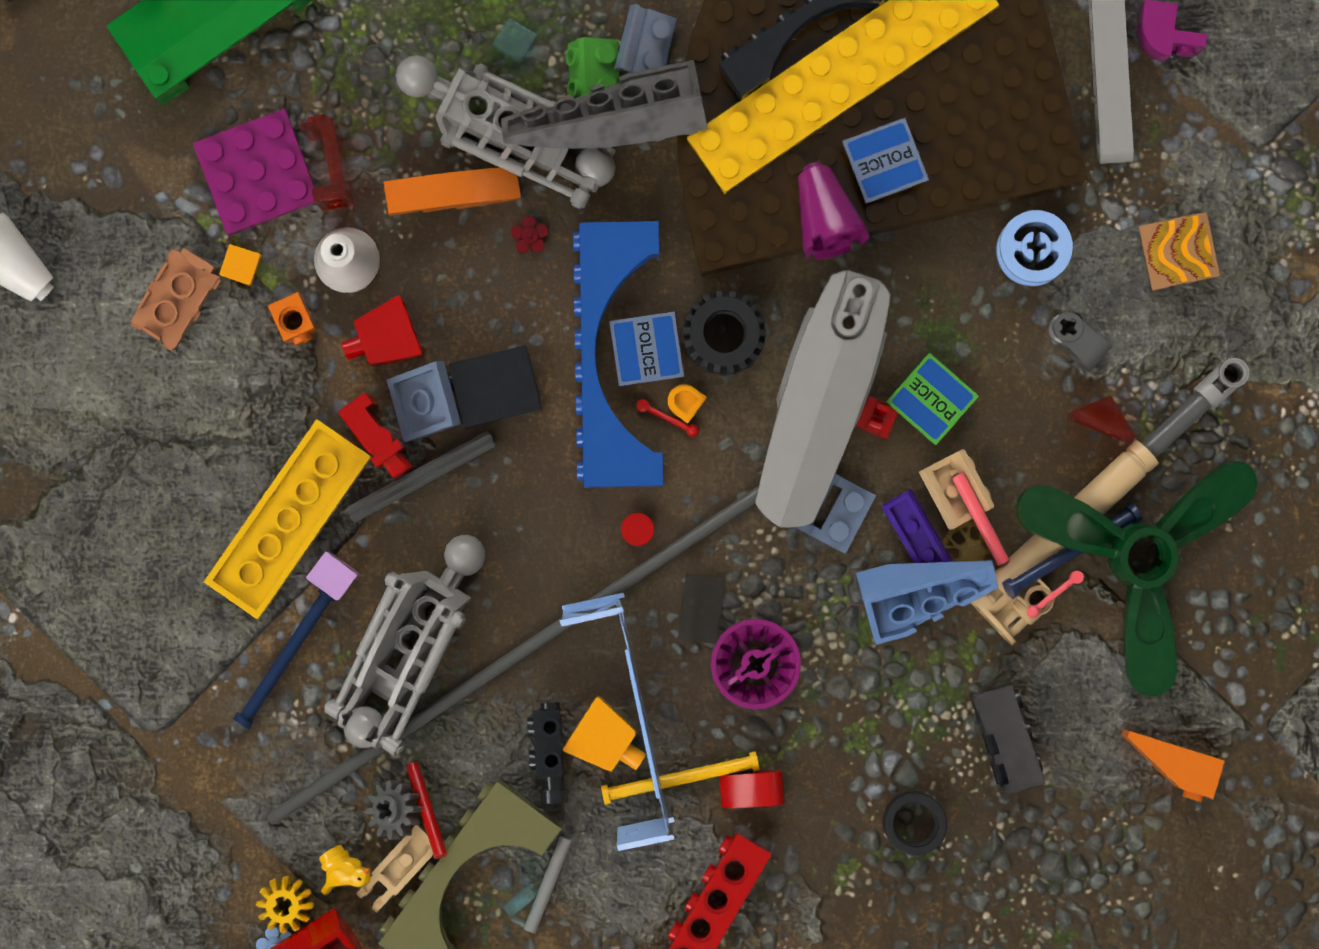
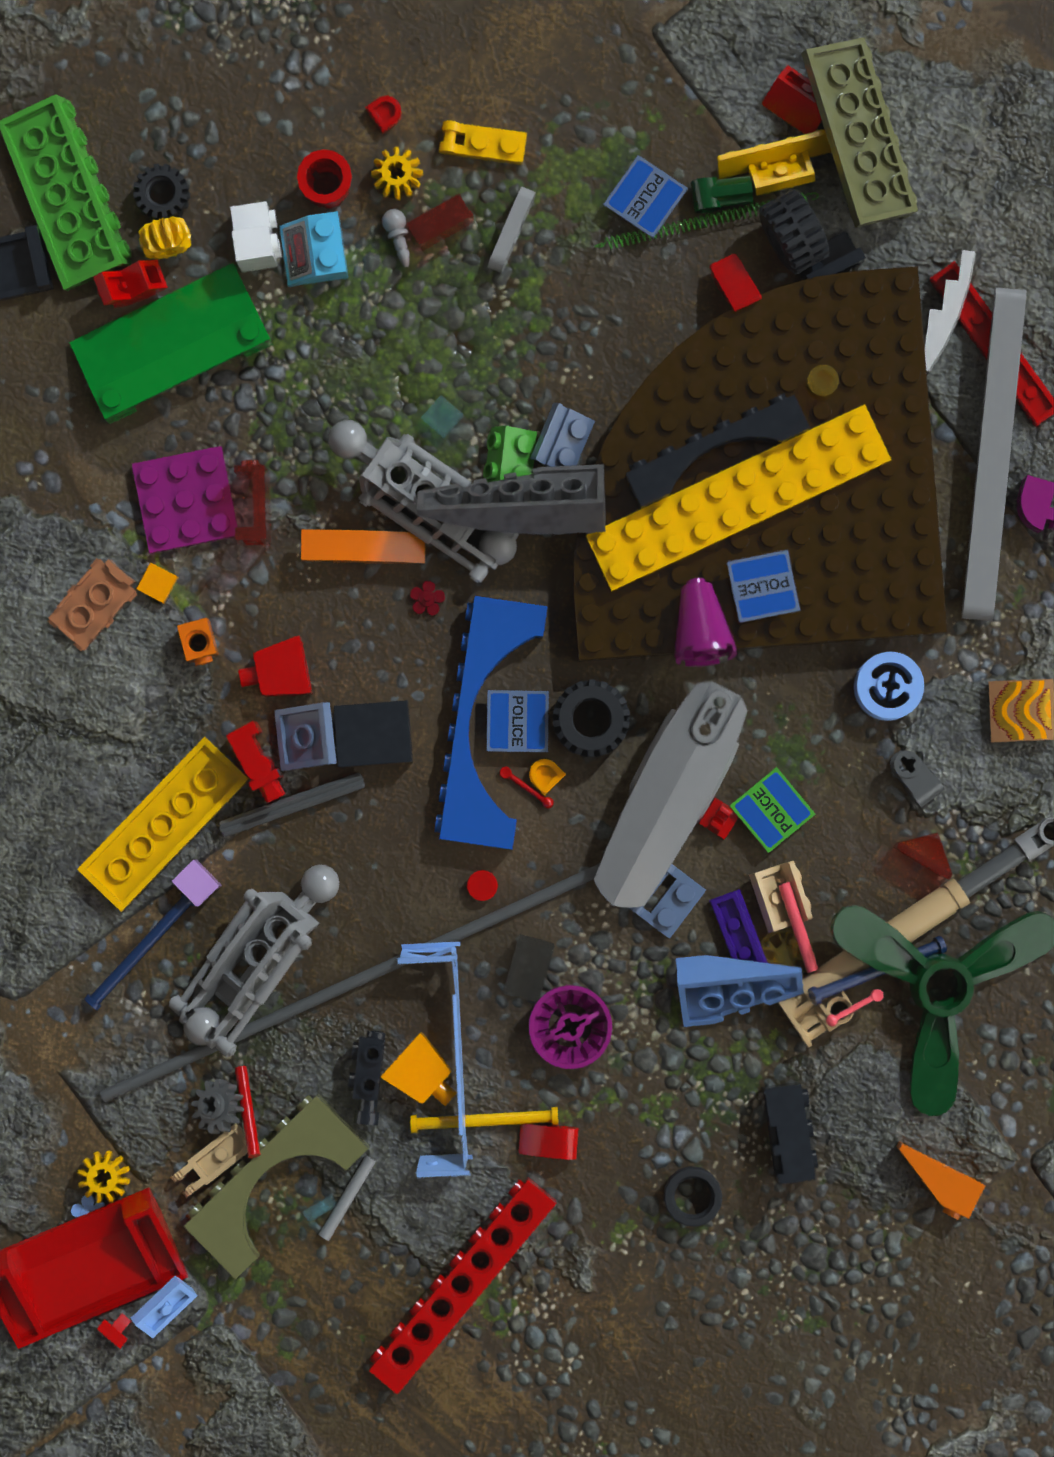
camera: 10 degrees right, 0 degrees up
(342, 870) = (162, 1153): yellow animal -> none
(356, 264) = (264, 602): white cone -> none

